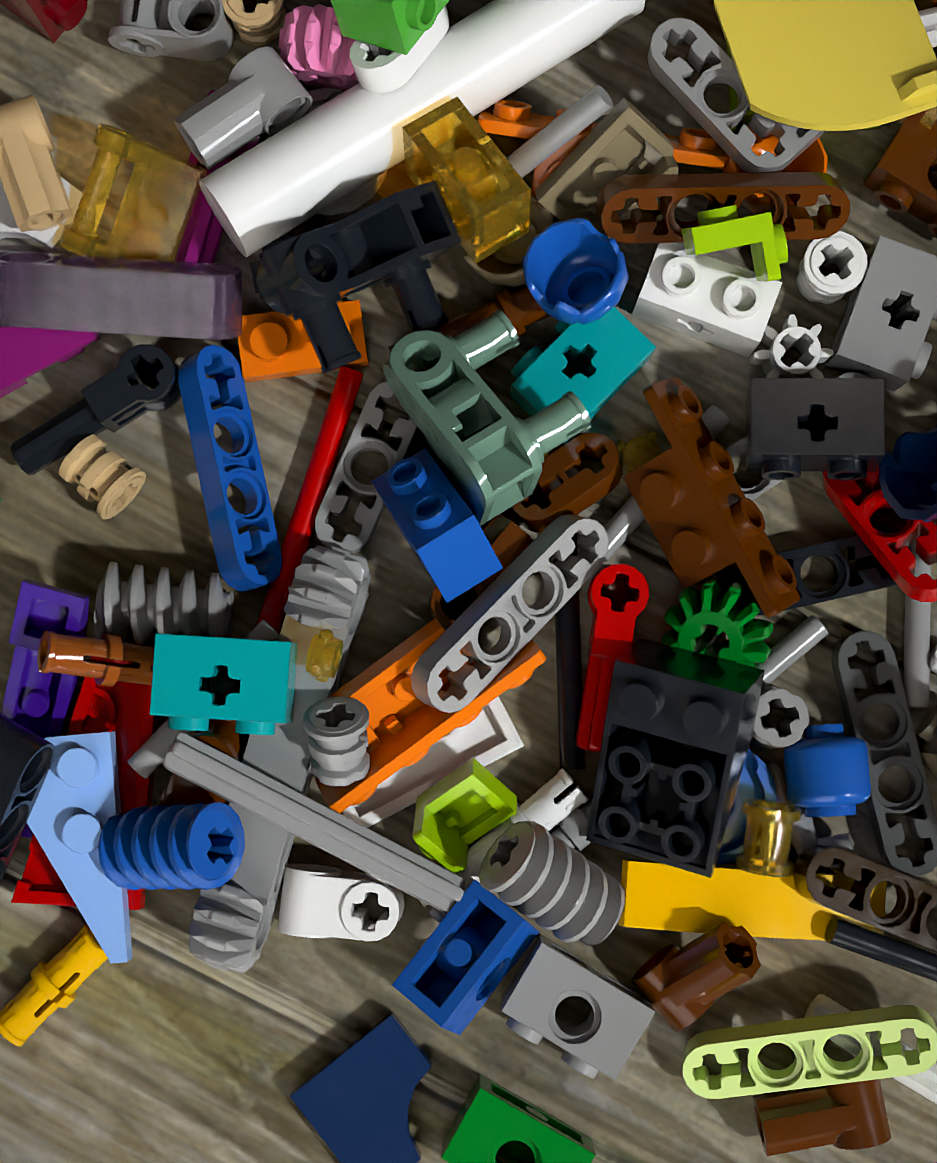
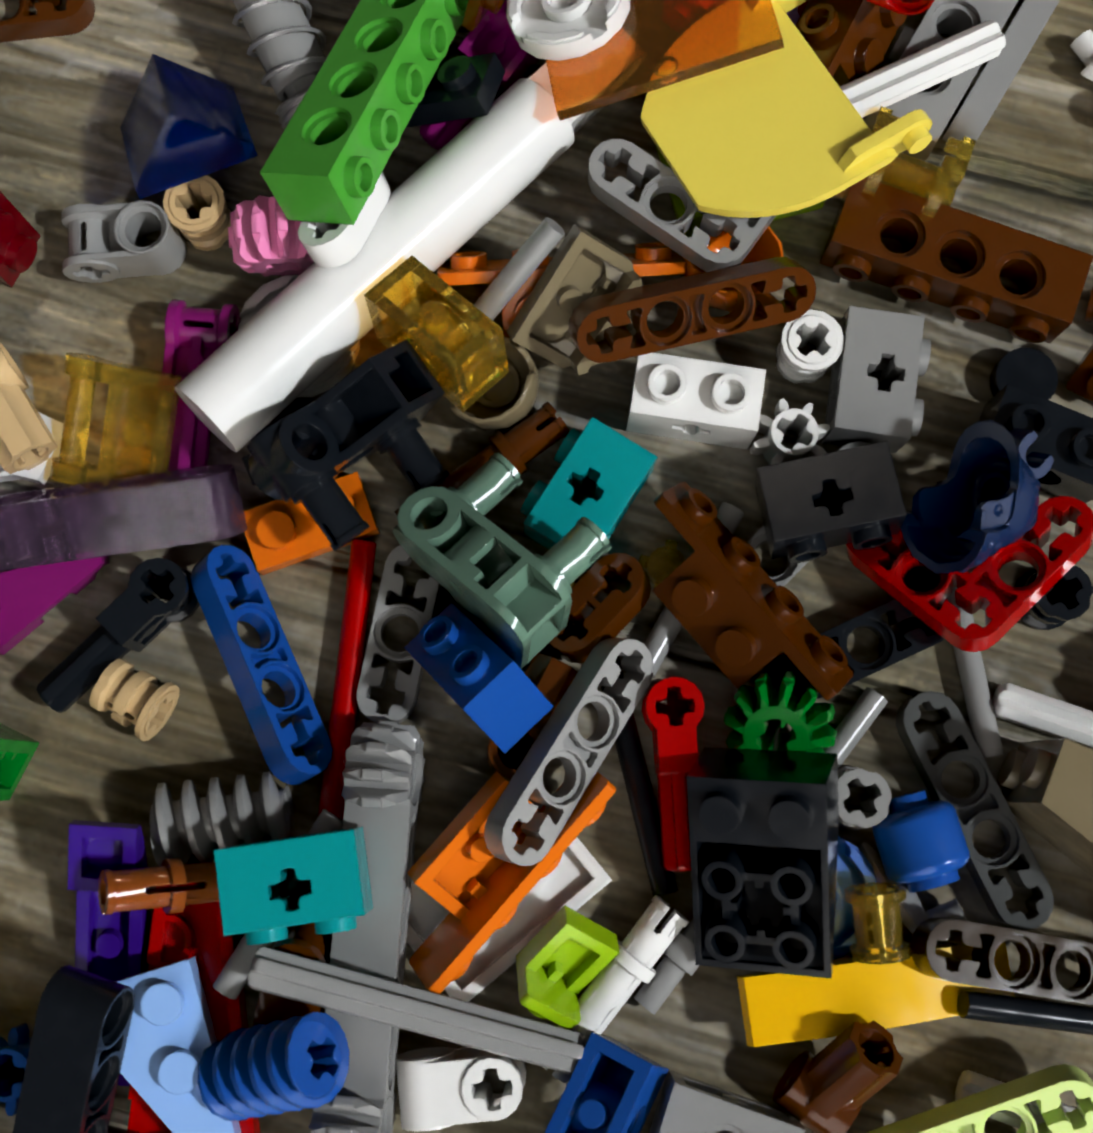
camera: 15 degrees left, 5 degrees down
(256, 100) = (217, 297): light grey piece -> none
(324, 655) = (391, 834): clear yellow piece -> none
(338, 740) = (423, 918): light grey bush -> none
(552, 884) = (672, 1019): light grey piece -> none
(575, 271) = (562, 400): blue hair -> none
(723, 229) = (699, 329): lime bracket -> none

